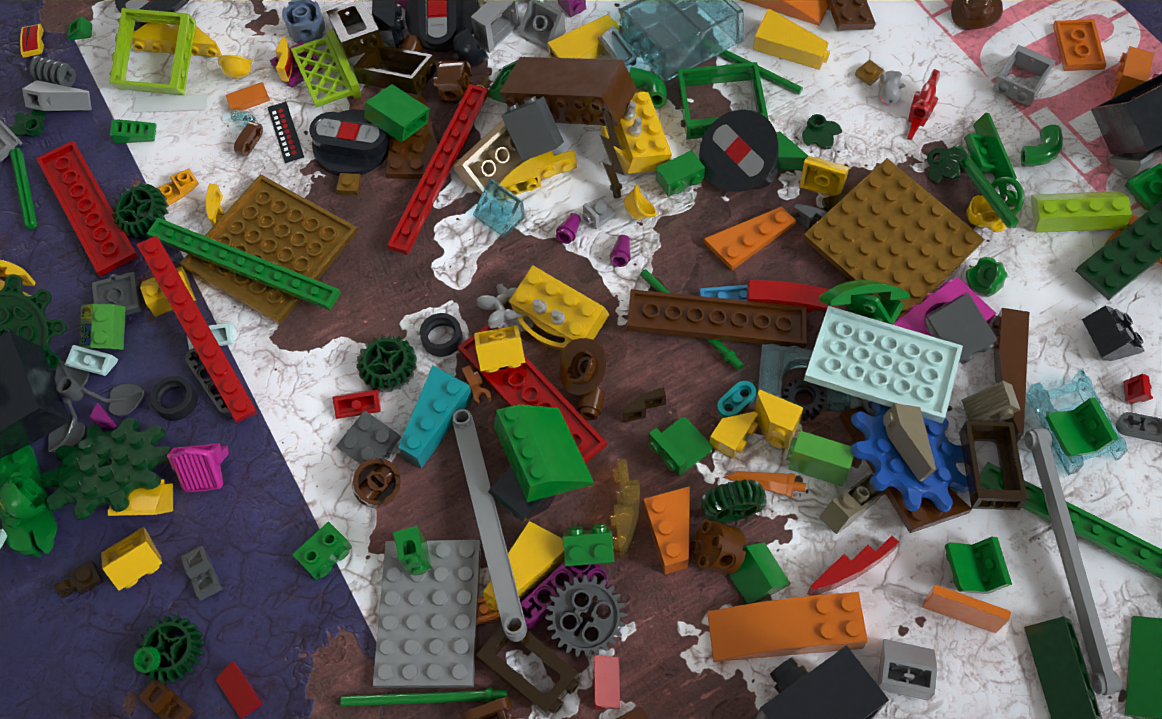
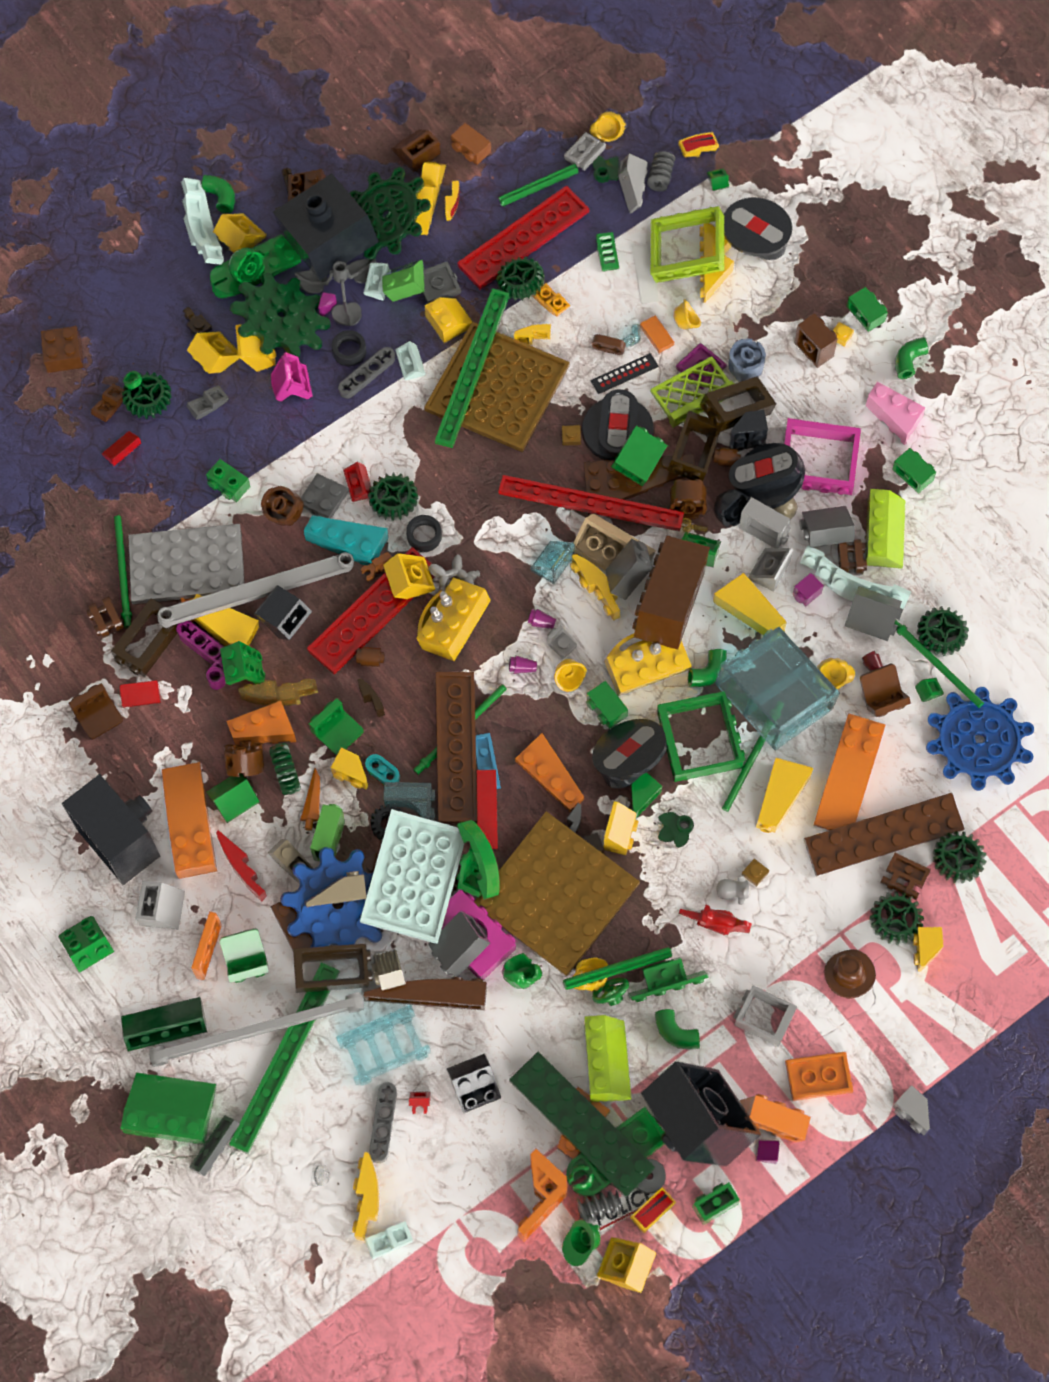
camera: 80 degrees right, 5 degrees up
(197, 329) = (405, 346): red plate -> none
(284, 56) = (689, 355): yellow slope -> none
(412, 551) = (222, 538): green brick -> none
(541, 451) = (313, 619): green slope -> none
(582, 366) = (397, 645): reddish brown hat -> none
(606, 625) = (191, 653): dark grey gear -> none
(615, 164) = (601, 644): dark brown piece -> none
(617, 46) = (752, 630): light grey tile -> none
(777, 419) = (359, 798): yellow slope -> none
(947, 165) = (647, 938): dark green plate -> none
(1082, 429) = (365, 1035): green bracket -> none

